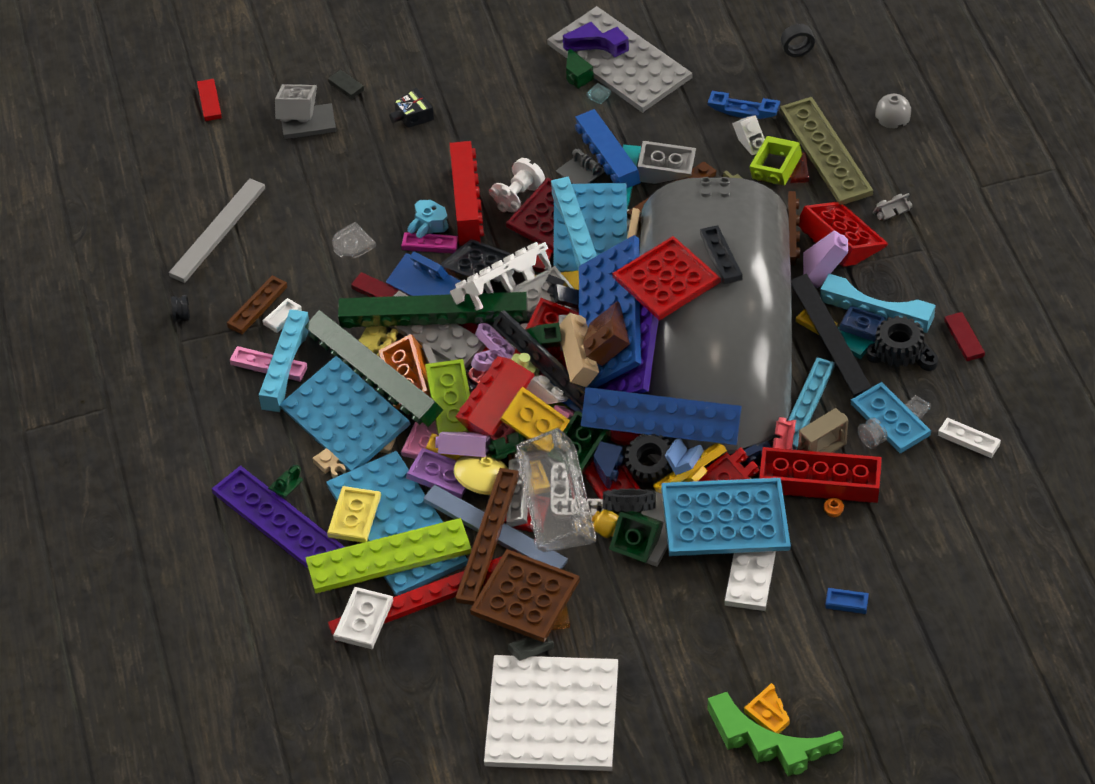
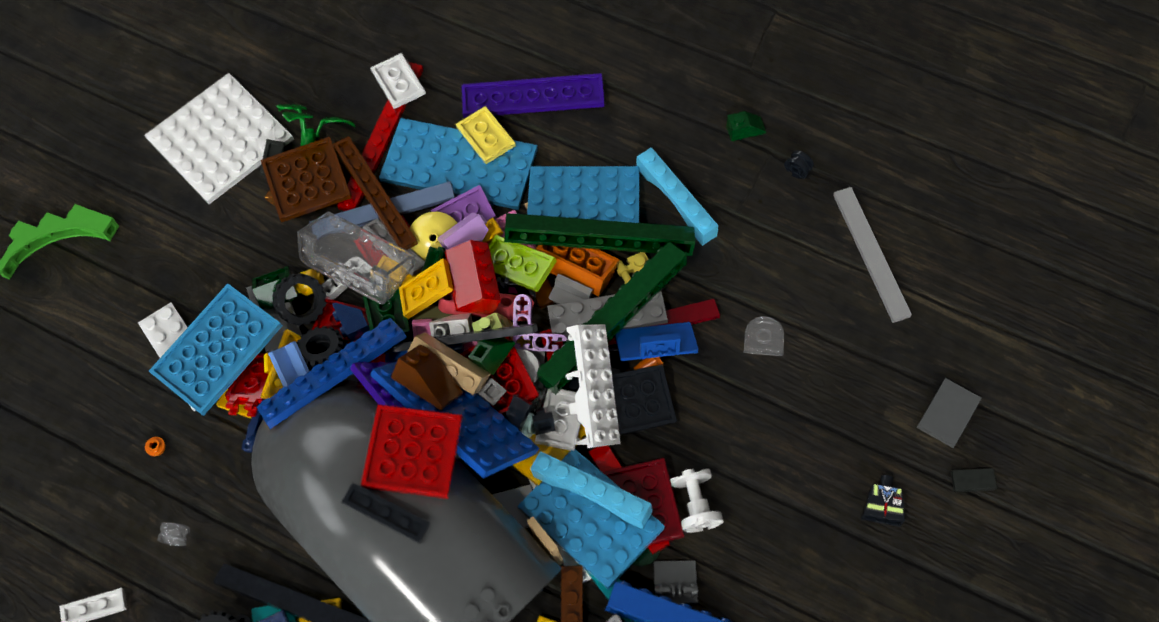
camera: 135 degrees right, 15 degrees up
(174, 366) = (744, 125): none -> dark green slope
(209, 100) = (1049, 356): red tile -> none
(257, 304) = (756, 221): reddish brown plate -> none
(260, 362) = (693, 182): bright pink plate -> none
(277, 318) = (730, 233): white tile -> none
(287, 481) = (559, 118): dark green hinge -> none
(295, 102) = (977, 411): light grey slope -> none
(328, 462) = (555, 159): tan plate -> none
(388, 555) = (428, 130): lime plate -> none
(428, 220) = (728, 405): medium azure hinge -> none
(430, 243) = (707, 393): dark pink tile -> none
(466, 192) = (728, 452): red brick -> none
(482, 615) = (307, 134): none -> green plant
(768, 710) = (70, 253): light orange wing -> none
(786, 431) = (237, 461): coral hinge -> none
(810, 395) = (258, 524): medium azure tile -> none
(823, 474) = (181, 457): red brick -> none
(825, 433) = (205, 489): dark tan window -> none
(847, 600) = (83, 381): blue tile -> none
(901, 424) = (174, 568): dark azure plate -> none
(918, 406) = (163, 602): clear tile -> none

